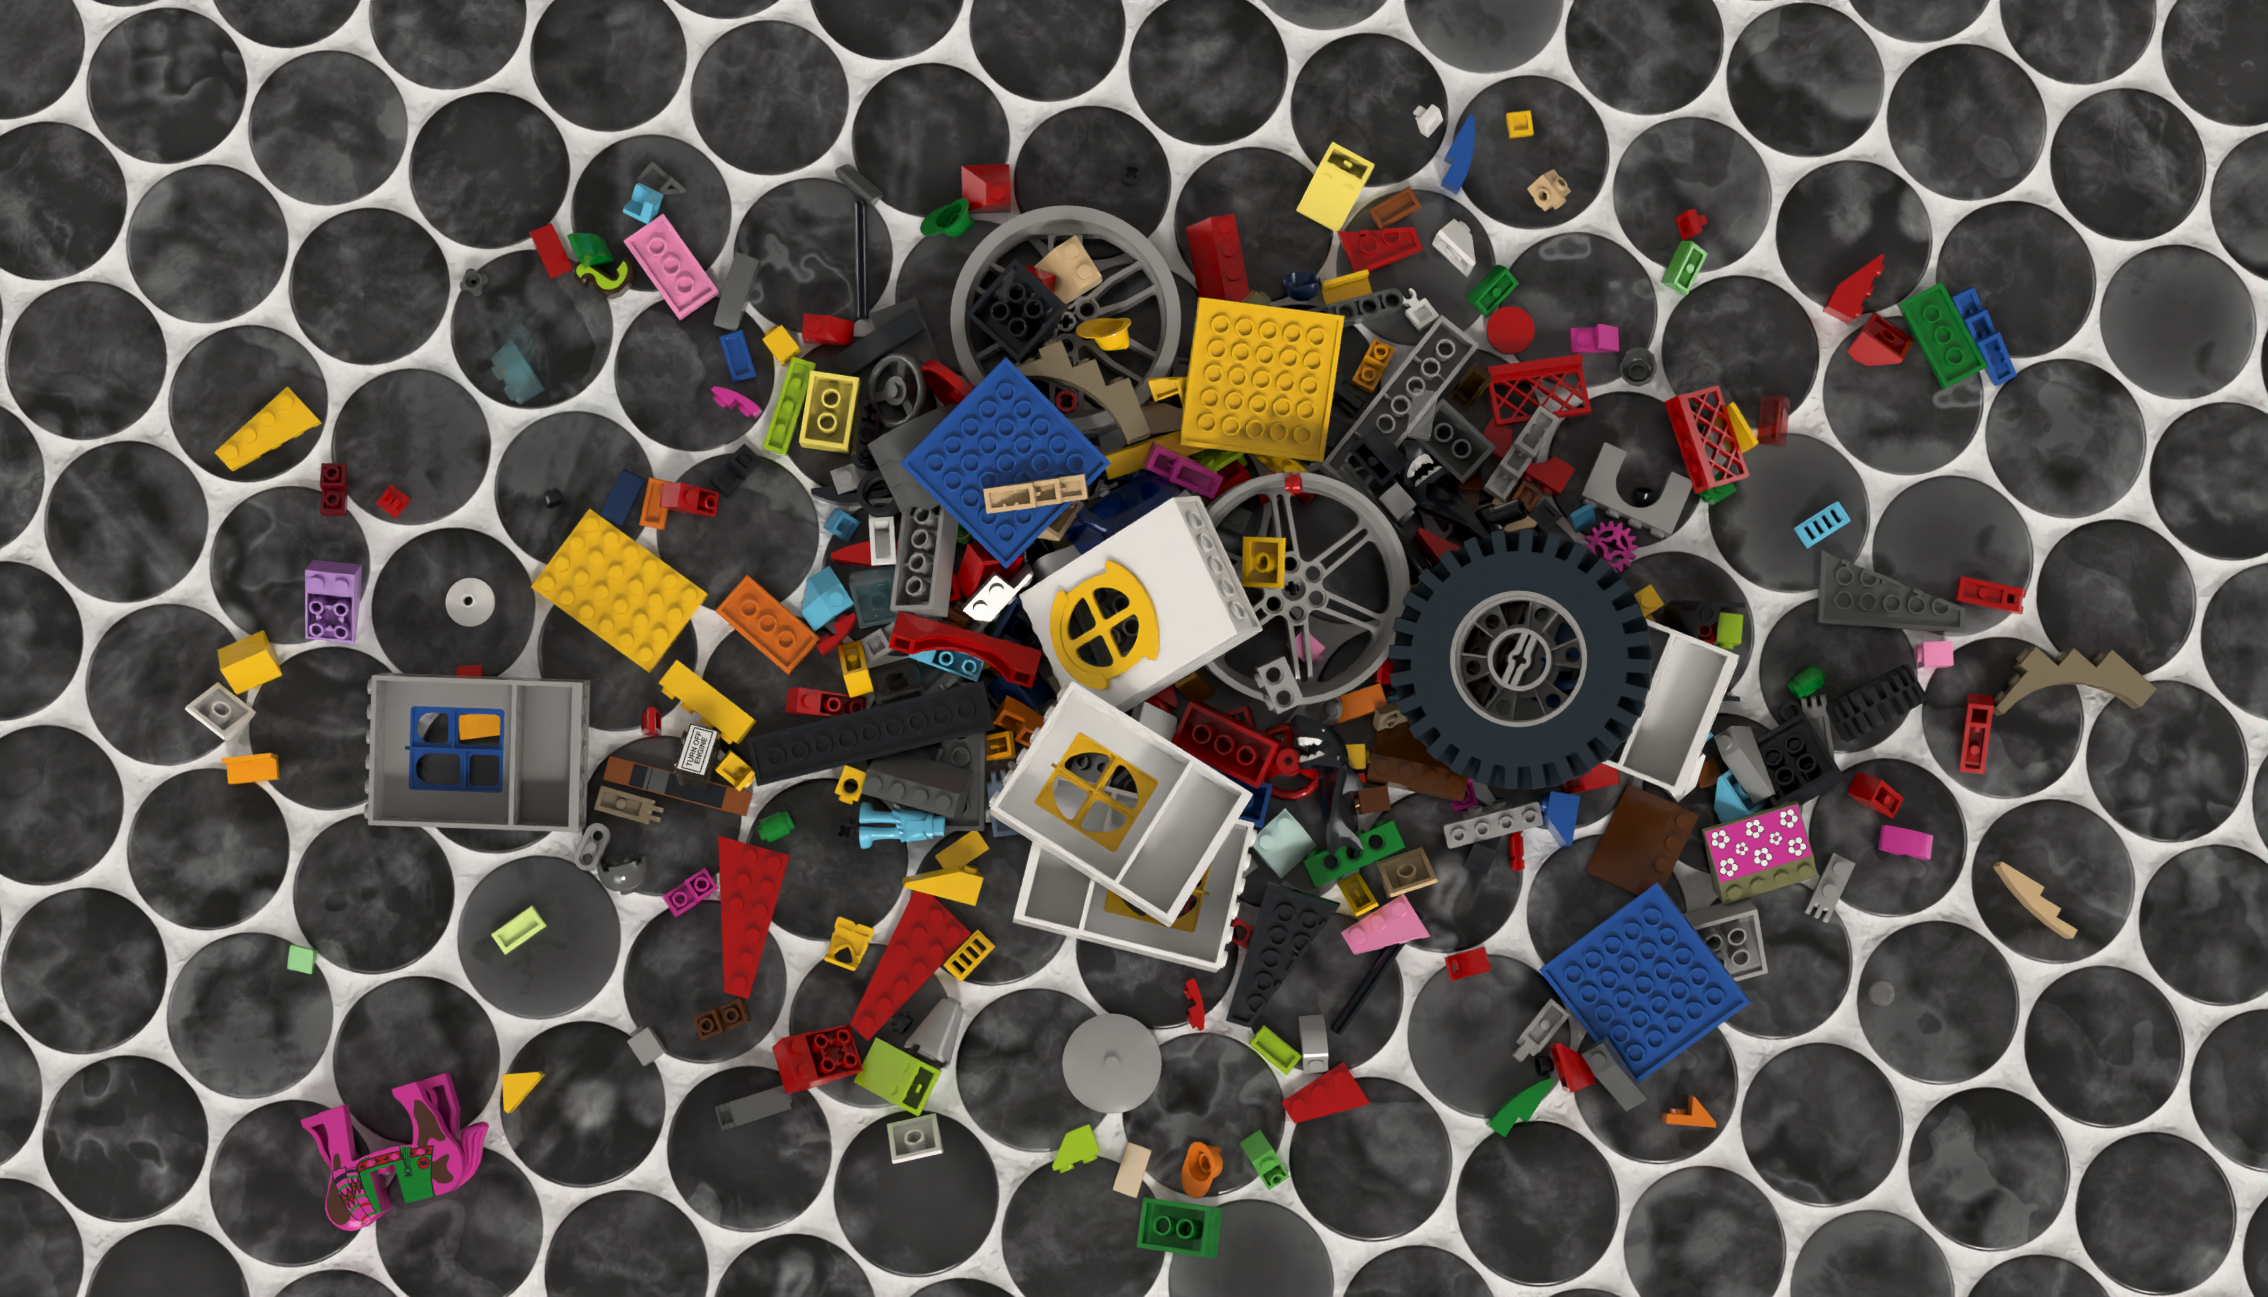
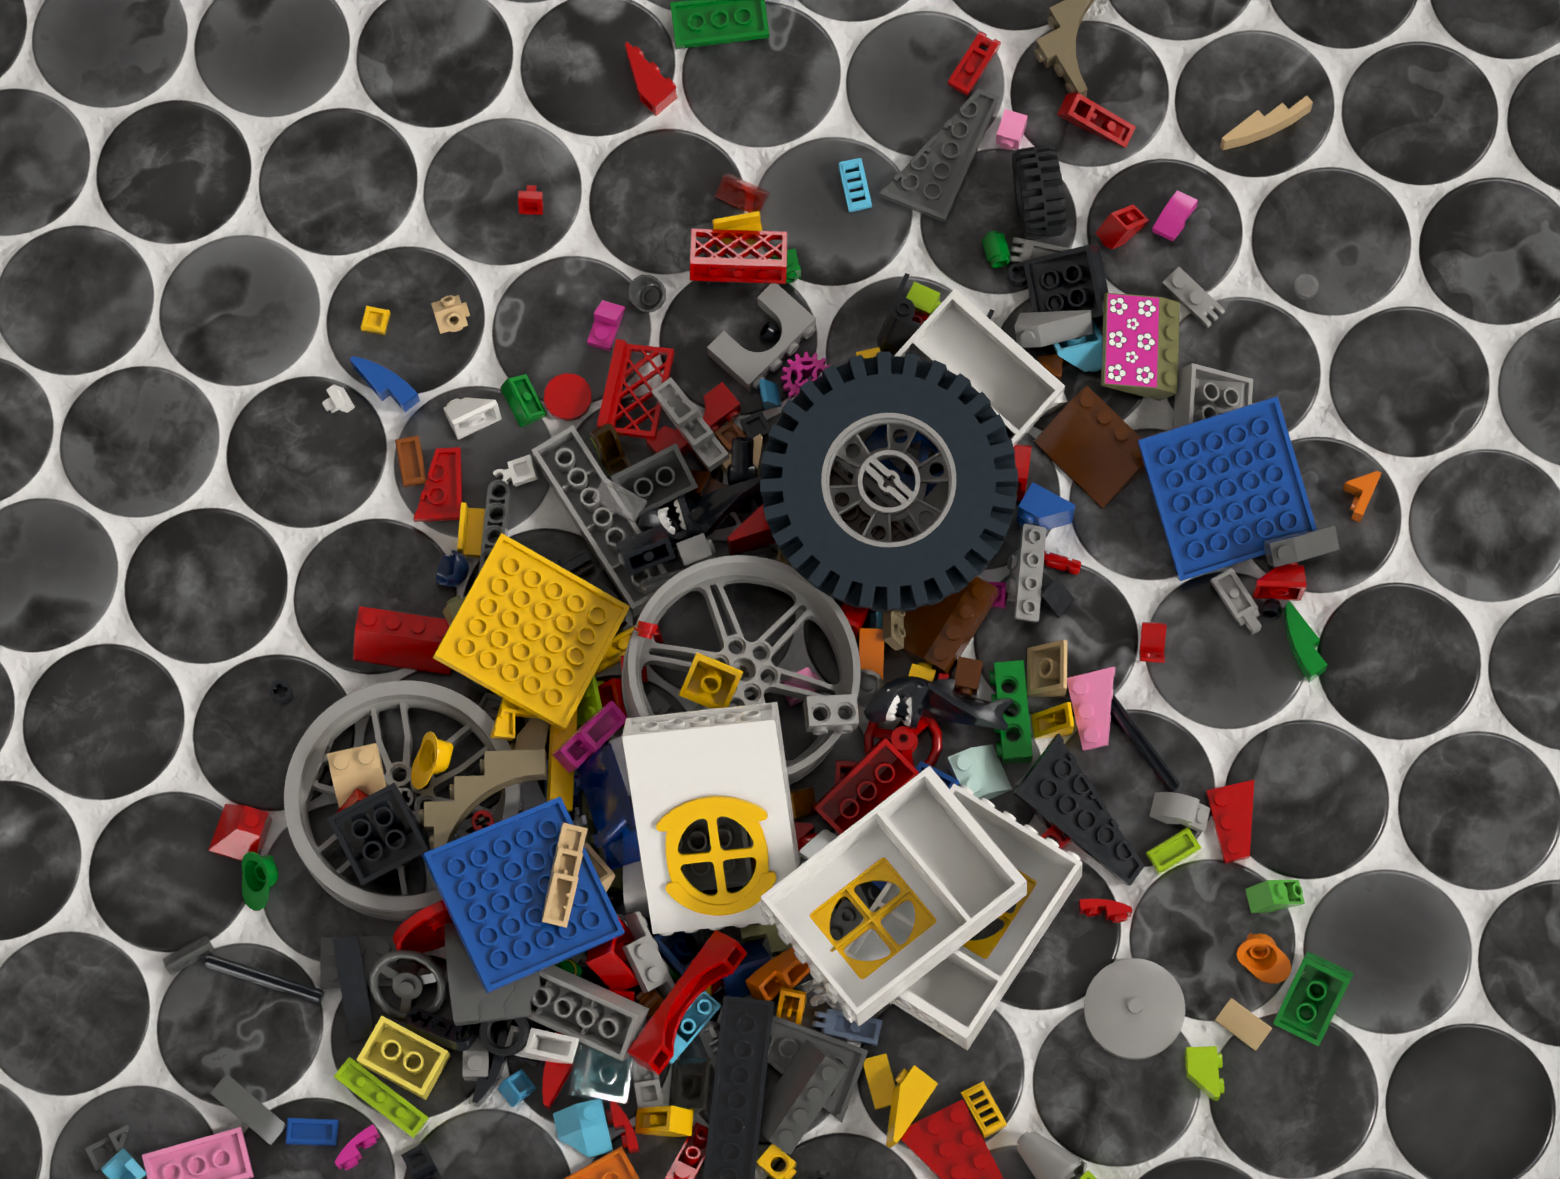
camera: 60 degrees left, 10 degrees down
(781, 344) = (317, 1084): yellow brick -> none
(827, 330) = (320, 1034): red slope -> none
(910, 825) = (836, 1119): medium azure piece -> none
(1335, 187) = (370, 506): light yellow slope -> none
(1373, 366) = (553, 533): light orange slope -> none
(1684, 267) = (568, 221): bright green slope -> none
(1879, 343) = (706, 76): red slope -> none

